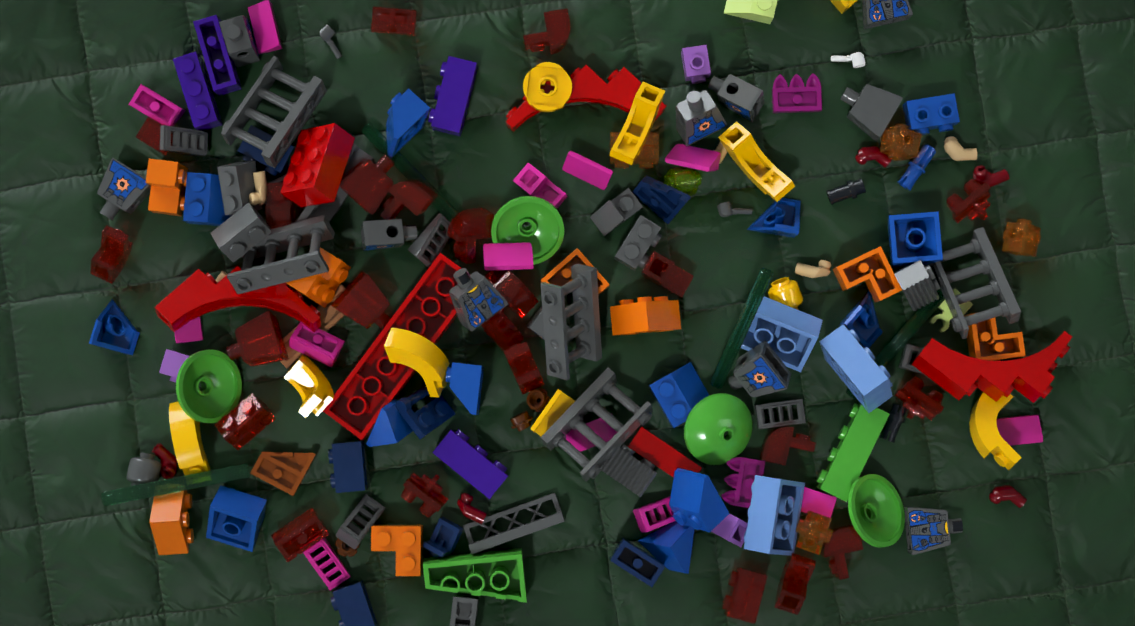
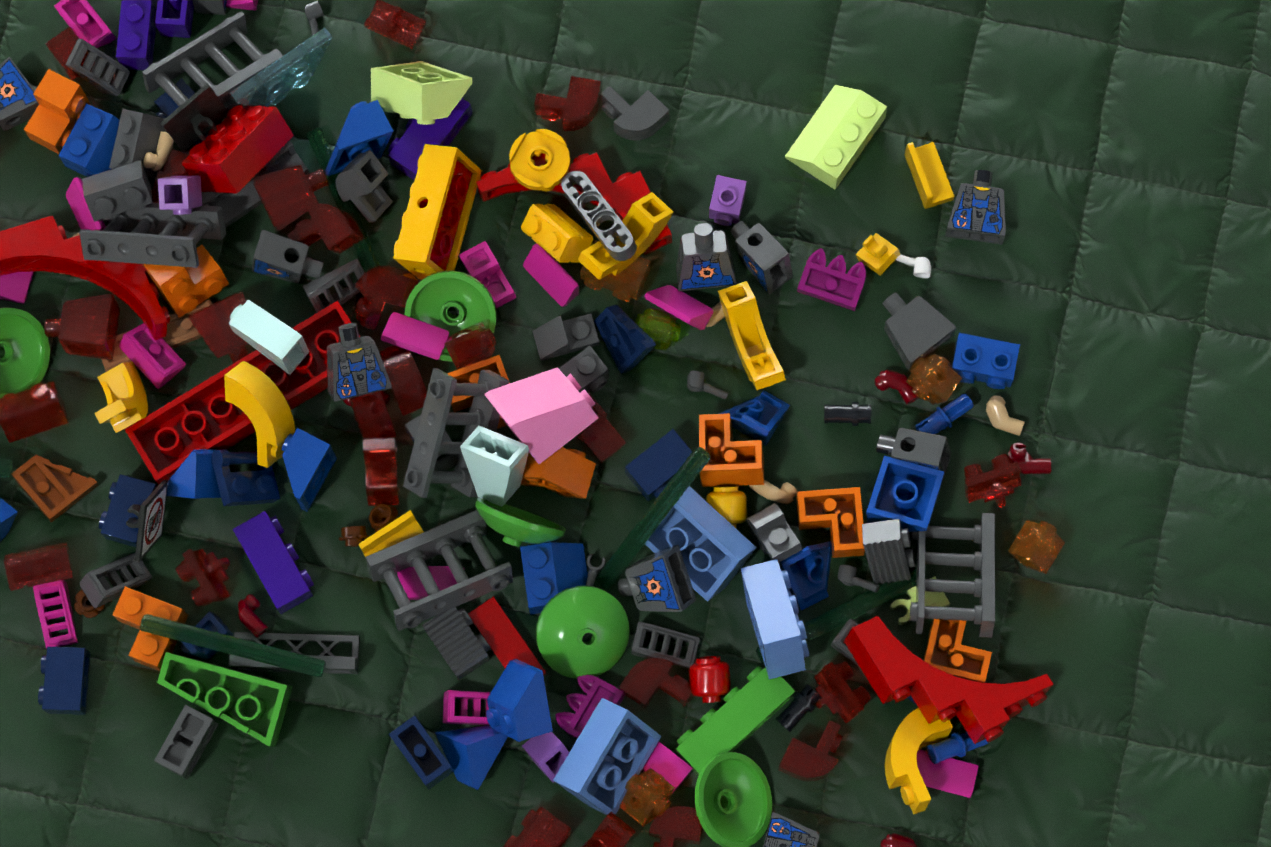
camera: 25 degrees right, 10 degrees down
(210, 247) = (80, 208): none -> dark pink slope
(277, 154) = (195, 118): none -> pearl dark grey piece
(290, 218) = (180, 193): none -> medium lavender brick
(331, 88) = (285, 74): none -> clear light blue wing
(368, 471) = (149, 520): none -> piece
(401, 301) = (269, 336): none -> light aqua slope
(422, 156) = (361, 185): none -> dark grey brick
(434, 67) = (418, 90): none -> yellowish green slope
(469, 540) = (232, 645): none -> clear green axle
(486, 156) = (437, 211): none -> yellow brick
(552, 248) = (471, 345): none -> clear red brick
(581, 138) = (556, 232): none -> yellow brick
(605, 27) = (638, 120): none -> dark grey brick
(609, 333) = (494, 464): none -> light aqua slope
(610, 115) = (598, 215): none -> dark grey beam
(632, 280) = (544, 410): none -> bright pink slope
(641, 367) = (518, 524): none -> bright green dish
(707, 381) = (593, 571): none -> dark grey hand
(726, 282) = (658, 465): none -> dark blue brick
(783, 260) = (730, 461): none -> orange brick
(822, 62) = (877, 253): none -> yellow tile
(822, 426) = (710, 678): none -> red head
(830, 304) = (773, 533): none -> dark grey brick
(892, 312) = (847, 576): none -> dark grey hand
(919, 200) = (927, 448): none -> dark grey torso
(919, 460) = (812, 763): none -> clear red brick
(1015, 410) = (954, 746): none -> blue axle

